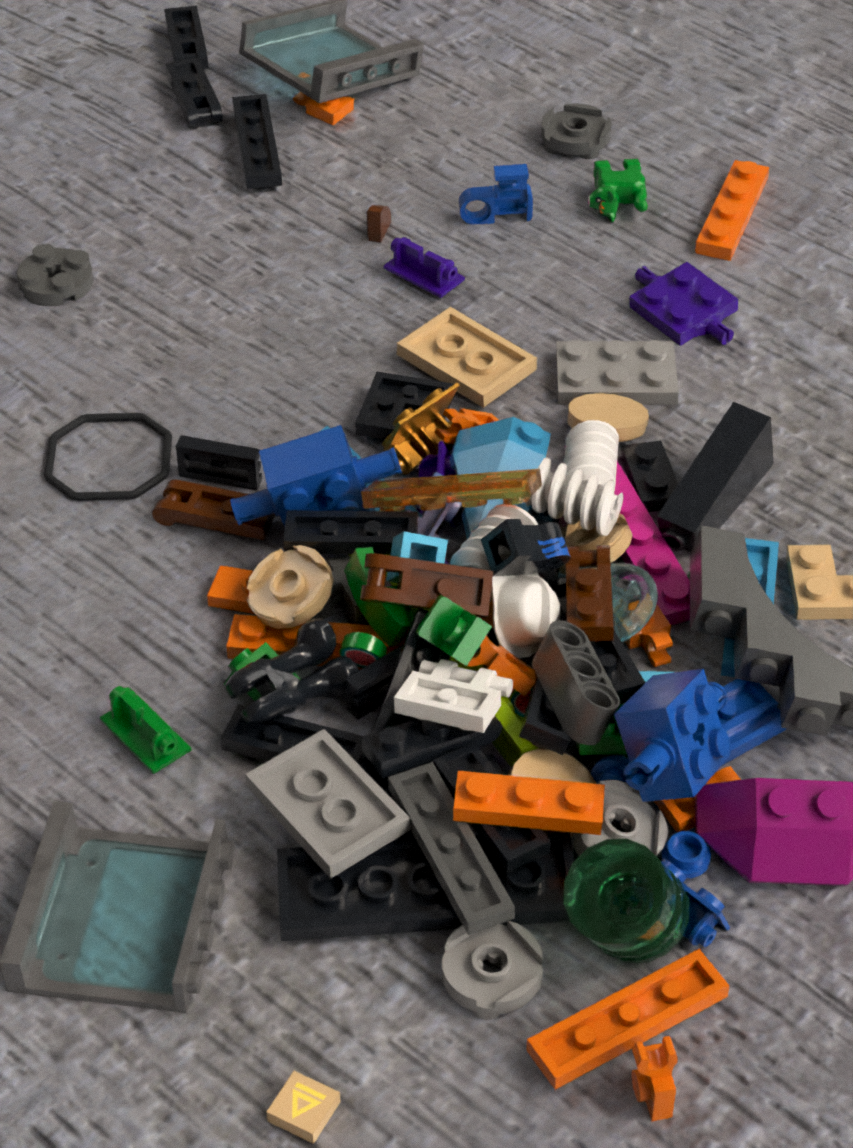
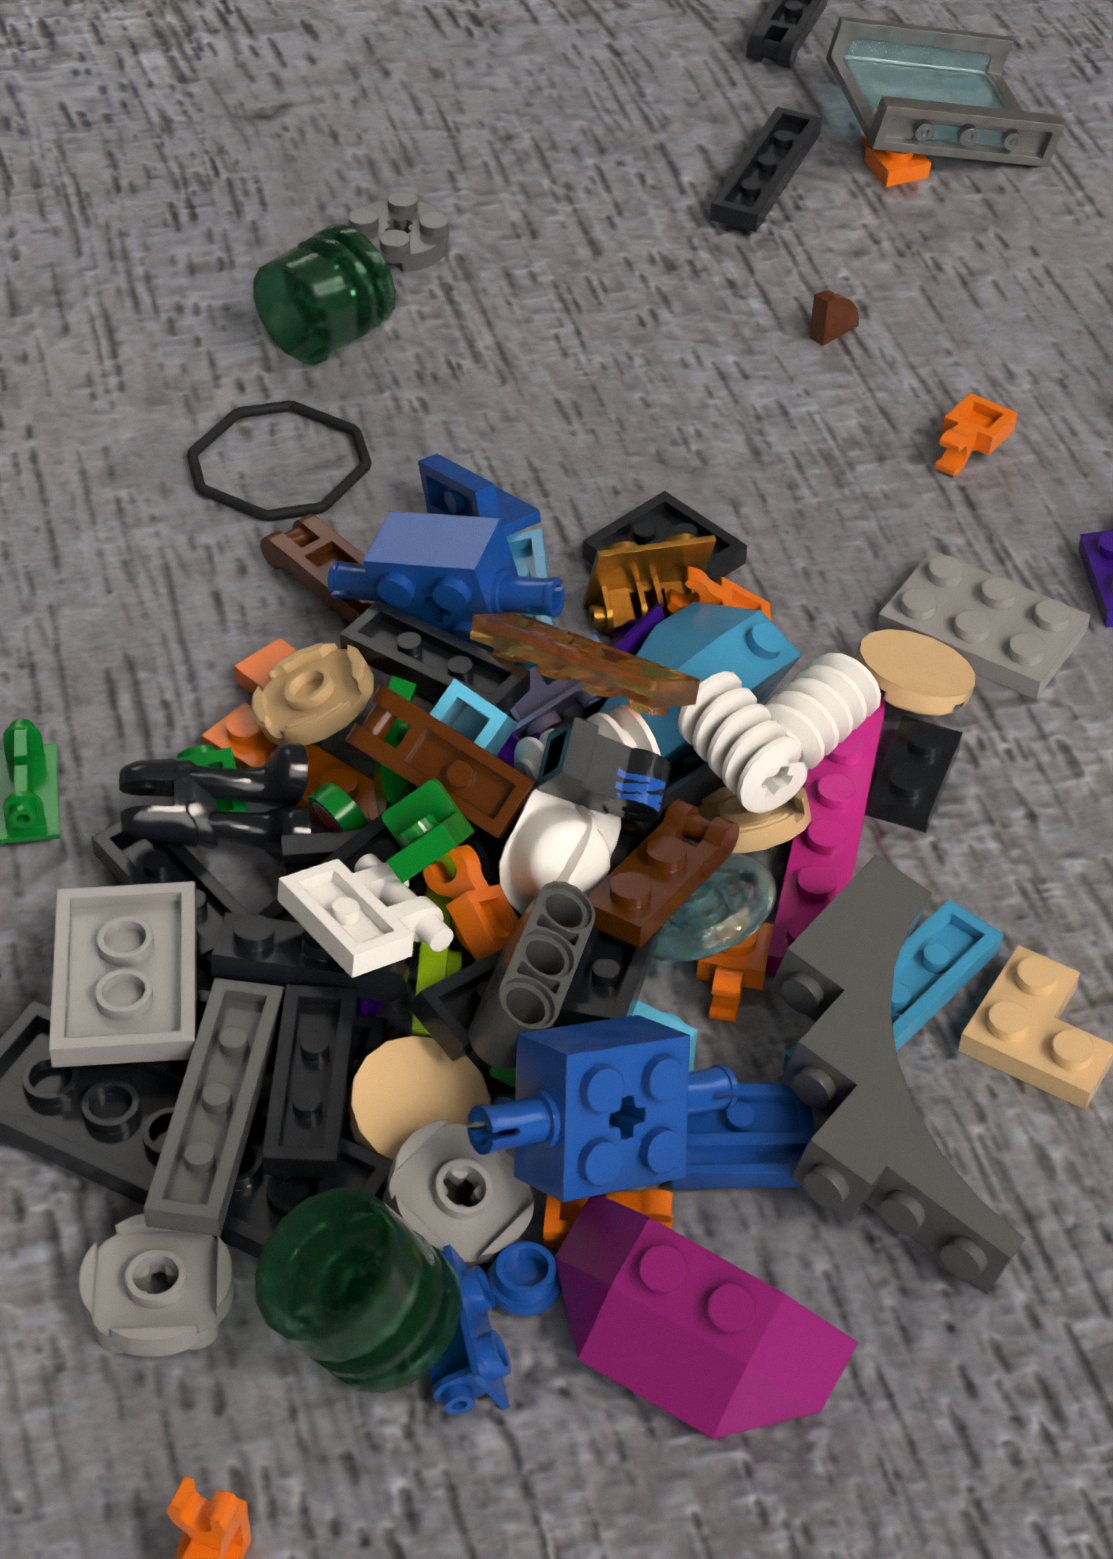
camera: 30 degrees right, 0 degrees up
(60, 334) = (324, 294): none -> clear green wheel
(194, 92) = (741, 87): black plate -> none
(218, 462) = (366, 501): black tile -> none
(265, 426) = (457, 491): none -> blue panel
(427, 271) = (836, 393): dark purple hinge -> none
(467, 354) = (799, 522): tan plate -> none
(508, 197) = (1011, 347): blue piece -> none
(519, 256) = (970, 427): none -> orange plate
(529, 802) = (347, 1098): orange plate -> none
(626, 1018) = (260, 1447): orange plate -> none
(719, 477) = (989, 811): black slope -> none

